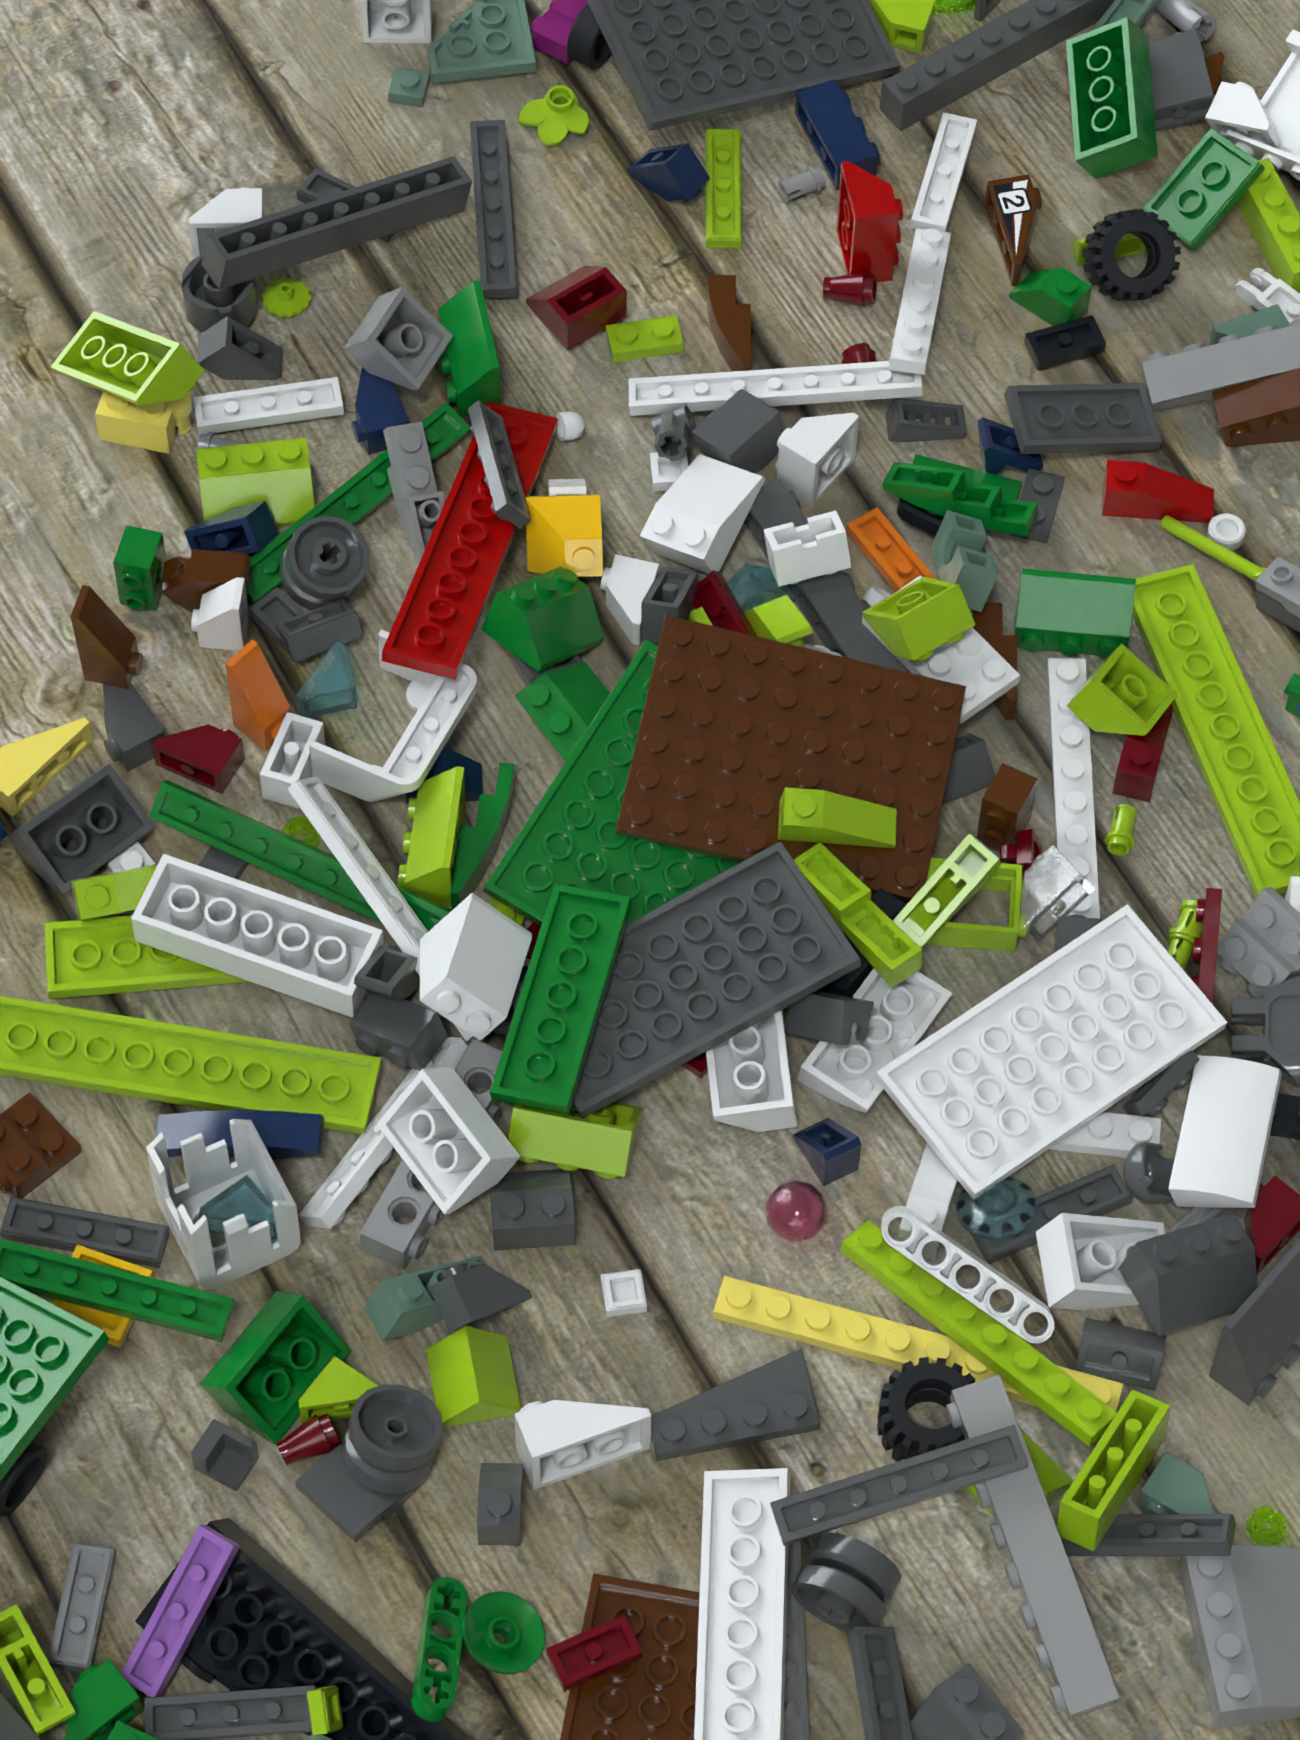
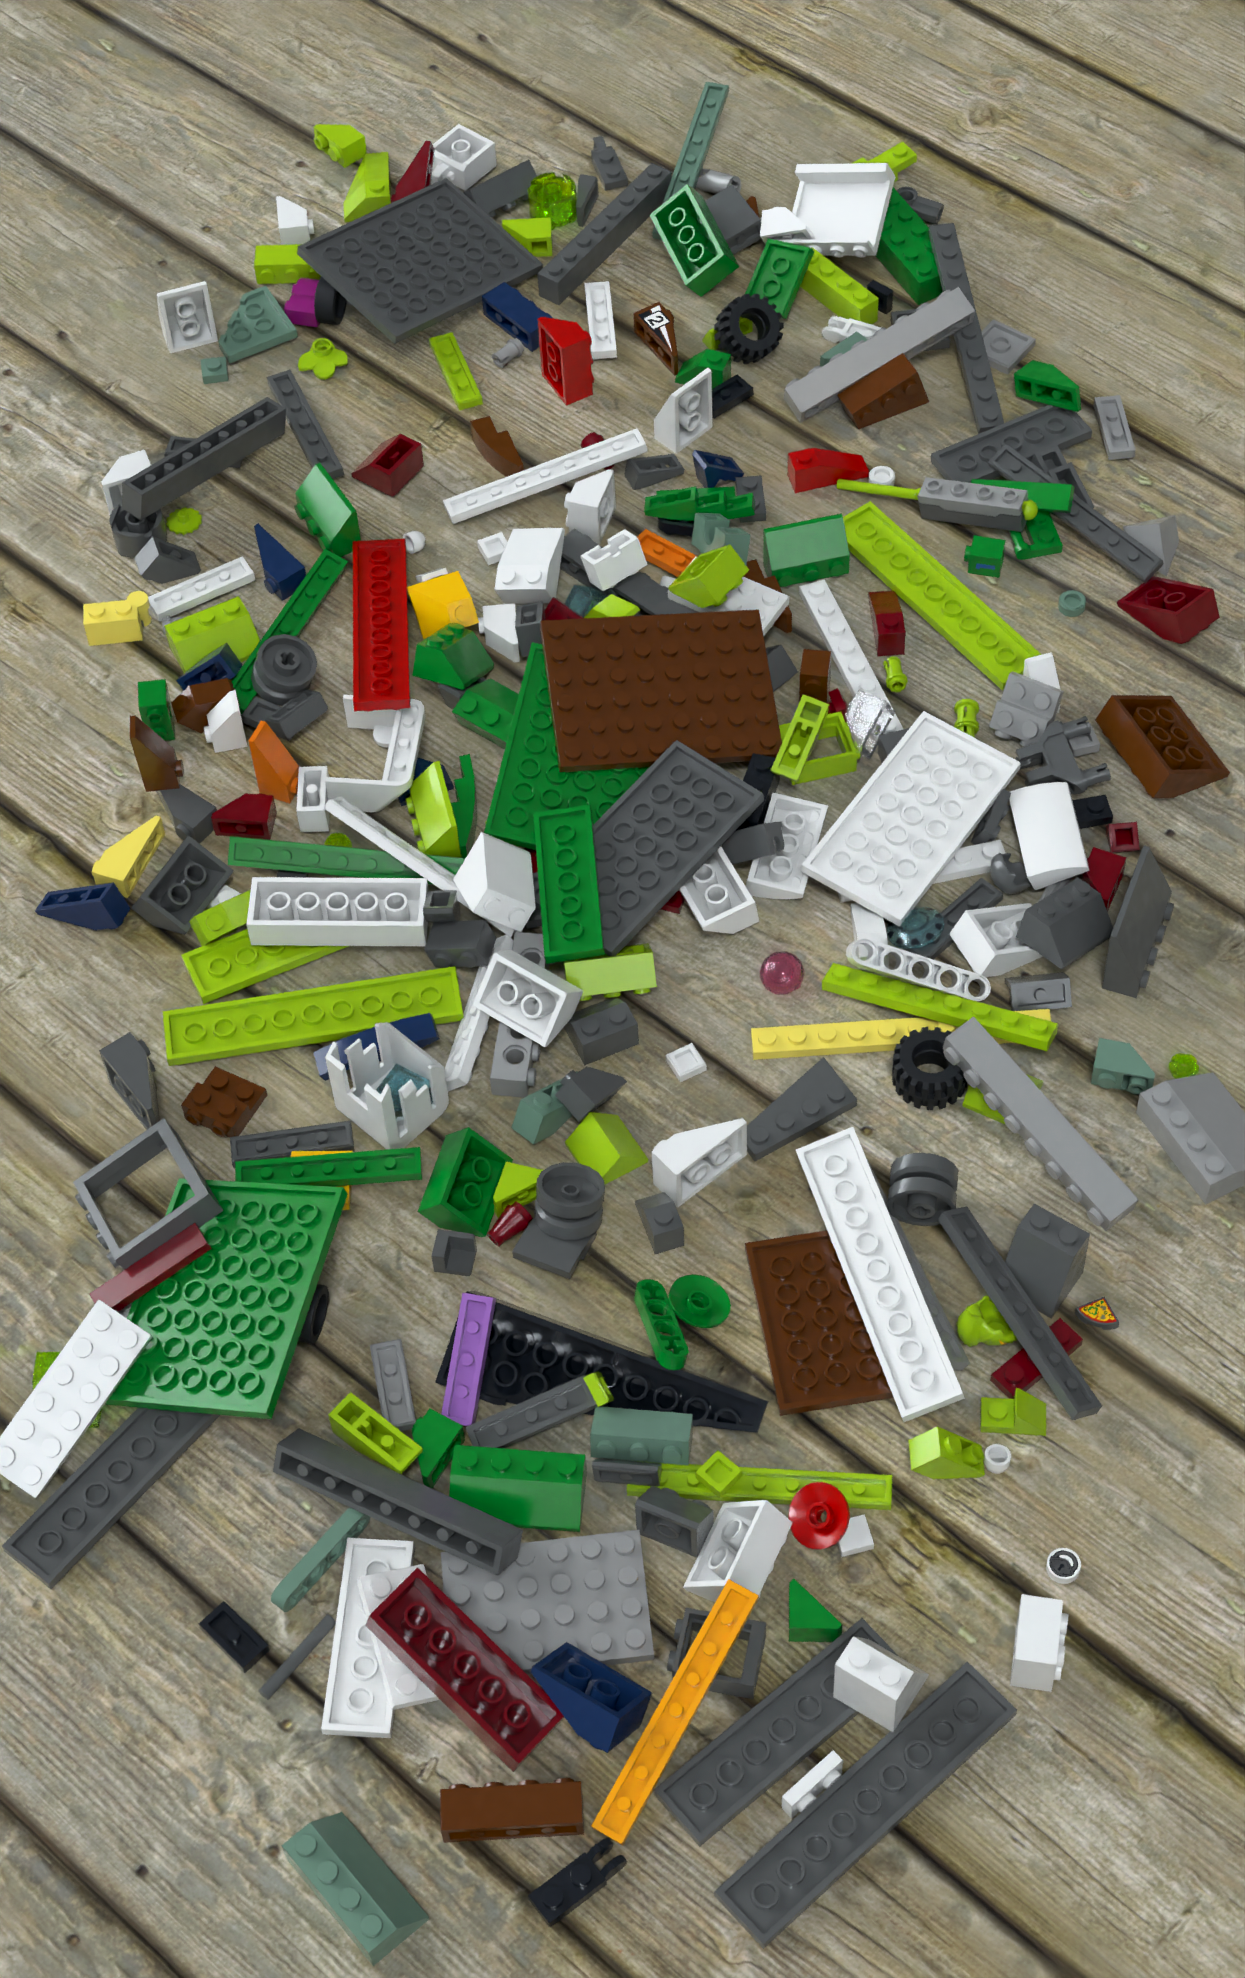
camera: 15 degrees left, 5 degrees down
(128, 362) = (95, 582): lime slope -> none
(330, 686) = (320, 745): clear light blue slope -> none
(398, 340) = (278, 516): light grey slope -> none
(413, 483) = (325, 606): light grey slope -> none
(498, 465) = (377, 569): dark grey plate -> none
(594, 1653) = (769, 1290): dark red plate -> none
(644, 338) = (442, 475): lime plate -> none
(671, 172) = (417, 369): dark blue slope -> none
(673, 432) = (488, 522): dark grey piece -> none
(740, 432) = (535, 507): dark grey slope -> none
(829, 1150) = (788, 928): dark blue slope -> none
(834, 819) = (705, 715): lime slope -> none
(851, 288) = (570, 404): dark red cone -> none
(864, 923) = (775, 784): lime slope -> none
(898, 1485) = (935, 1108): dark grey plate -> none
(920, 301) = (620, 396): white plate -> none
(995, 358) = (686, 413): none -> white slope
(1082, 418) = (758, 435): dark grey plate -> none
(1112, 1470) = (1070, 1058): lime brick -> none
(1122, 696) = (860, 590): lime slope -> none
(1163, 1536) = (1114, 1091): dark grey tile -> none
(1206, 947) = (985, 721): dark red plate -> none

